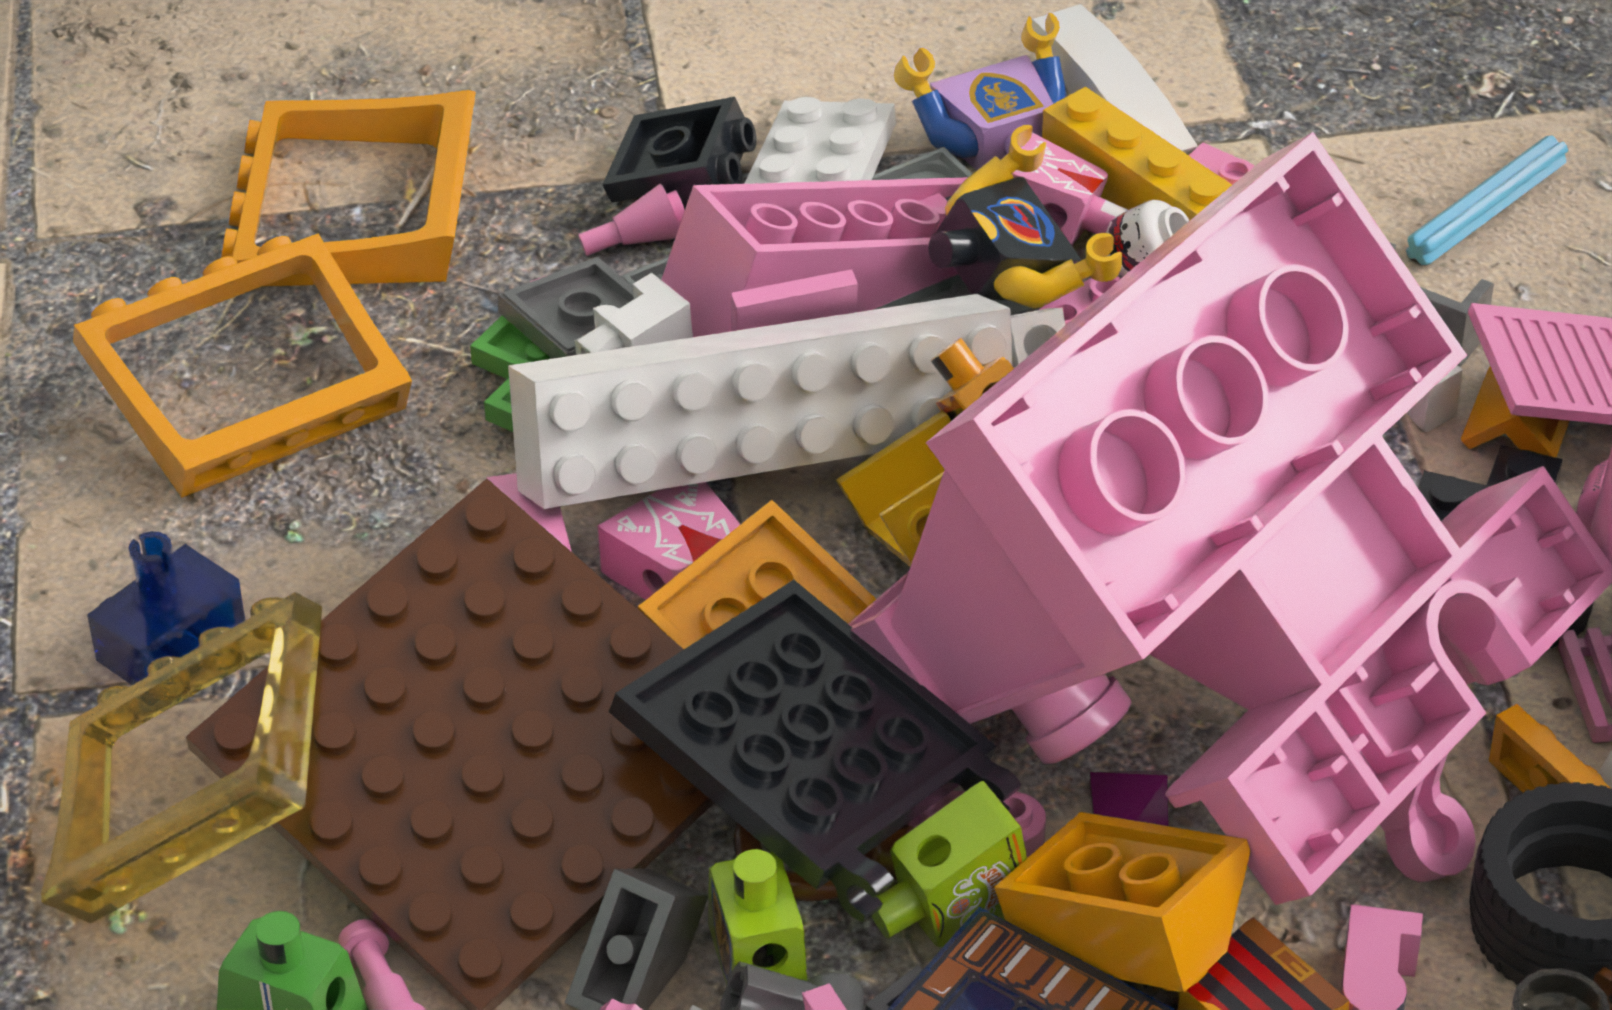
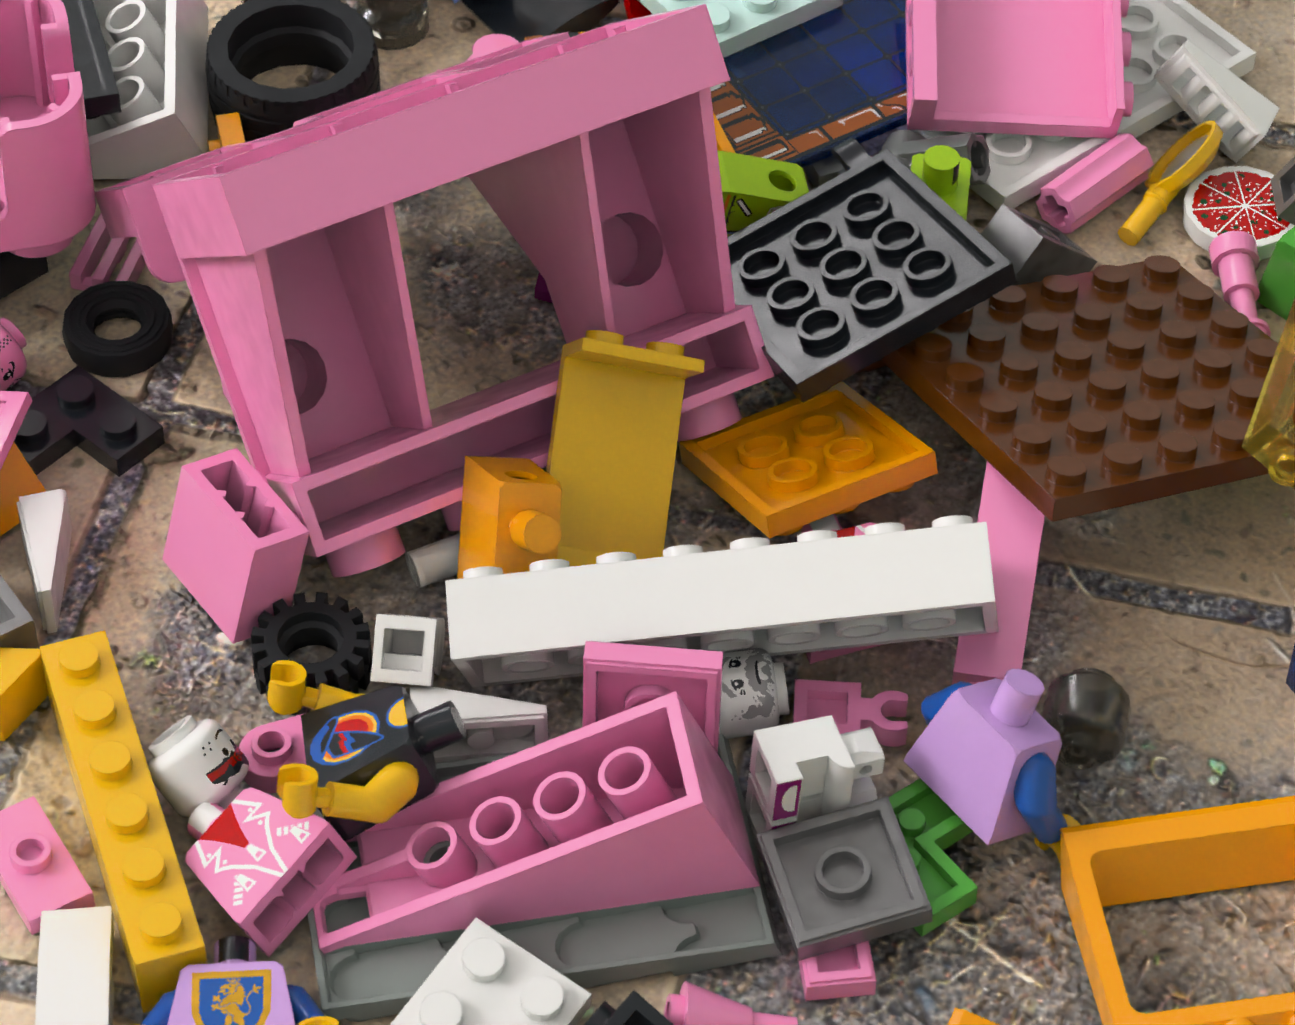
camera: 160 degrees left, 5 degrees up
(418, 489) = (1090, 716): none -> clear smoke head
(465, 377) = (993, 758): none -> lavender torso

